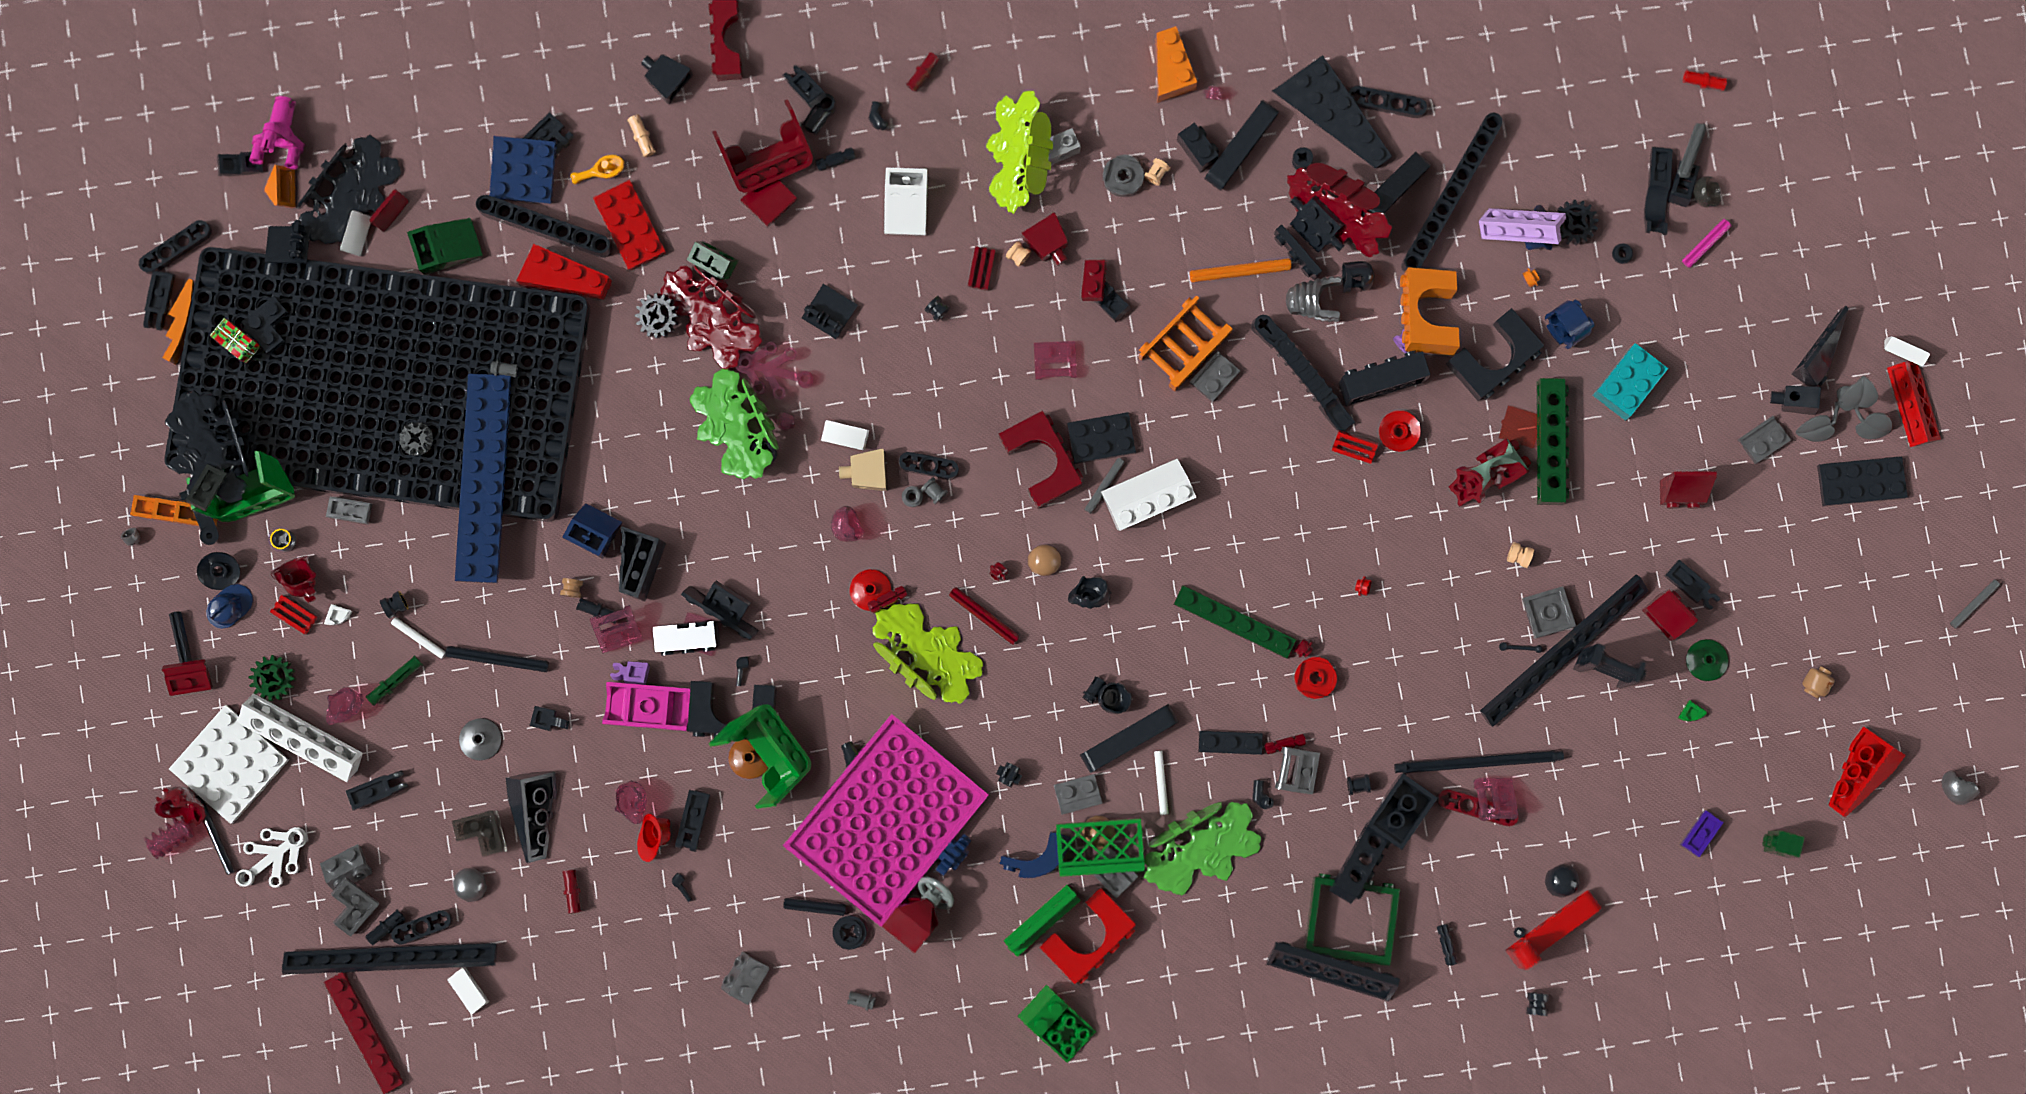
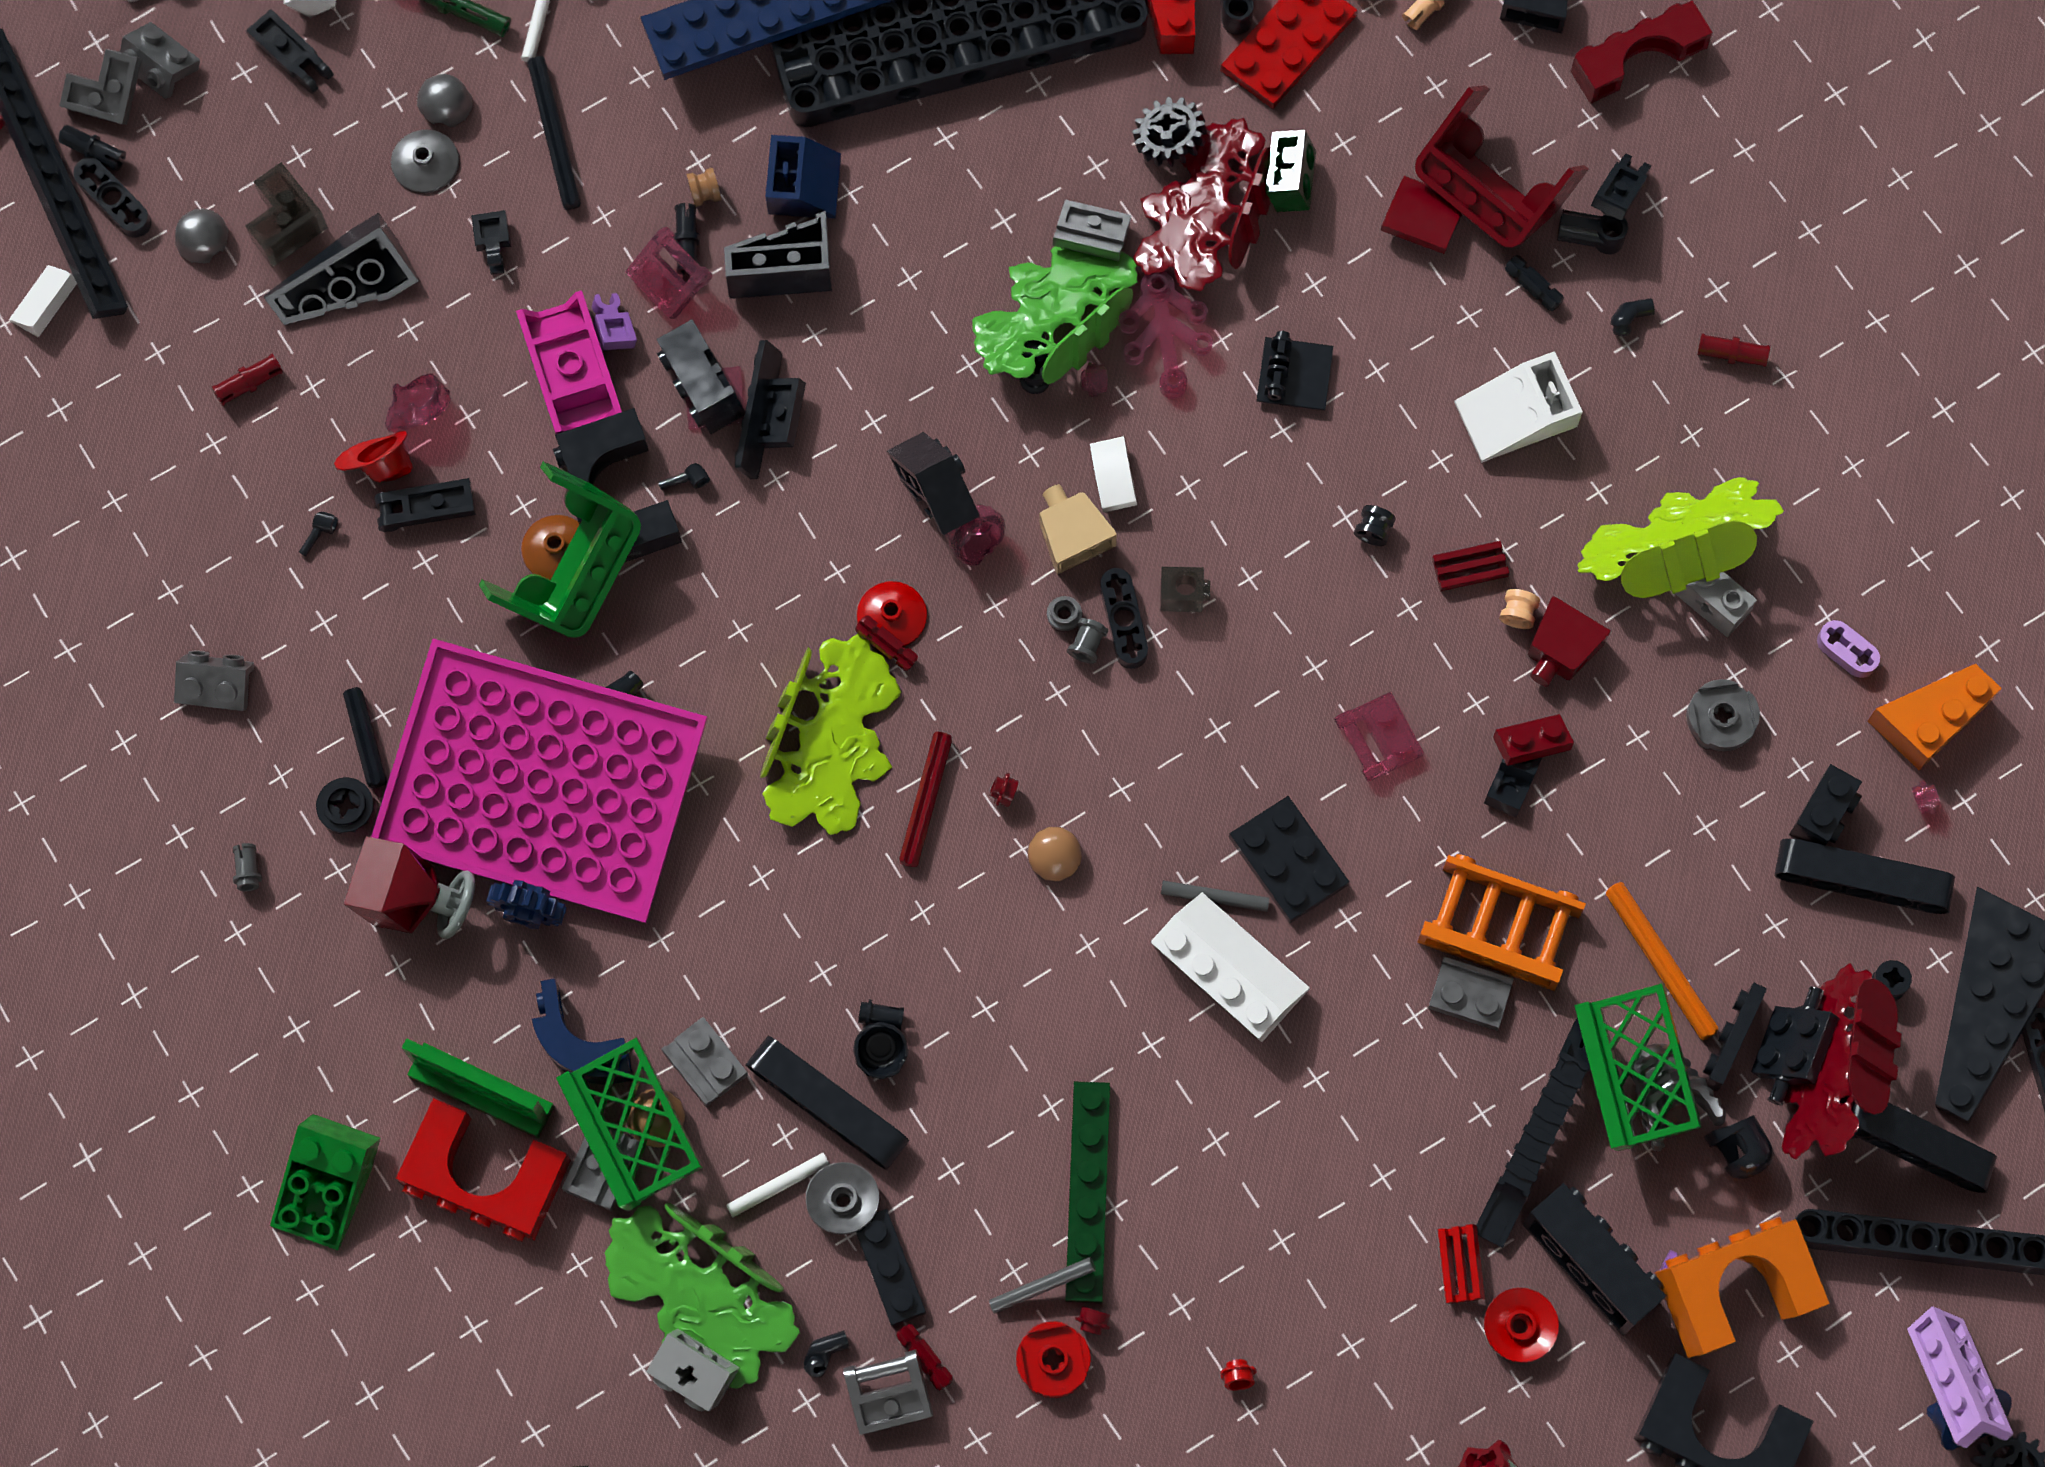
camera: 65 degrees right, 10 degrees down
(448, 713) = (444, 100): none -> flat silver hair
(696, 384) = (1091, 230): none -> flat silver plate
(809, 532) = (935, 477): none -> black wedge
(921, 433) = (1176, 602): none -> clear smoke brick
(1009, 774) = (689, 939): black gear -> none
(1039, 430) = (1199, 826): dark red arch -> none
(1090, 593) = (1032, 943): black hair -> none
(1113, 89) = (1843, 655): none -> lavender beam
(1155, 179) = (1764, 770): light nougat bush -> none
(1183, 740) = (839, 1181): none -> flat silver dish
(1232, 868) = (711, 1371): none -> light grey brick
(1275, 665) = (1042, 1285): none -> dark grey bar
(1294, 327) = (1606, 1074): none -> green fence
(1531, 277) = (1882, 1437): orange plate -> none

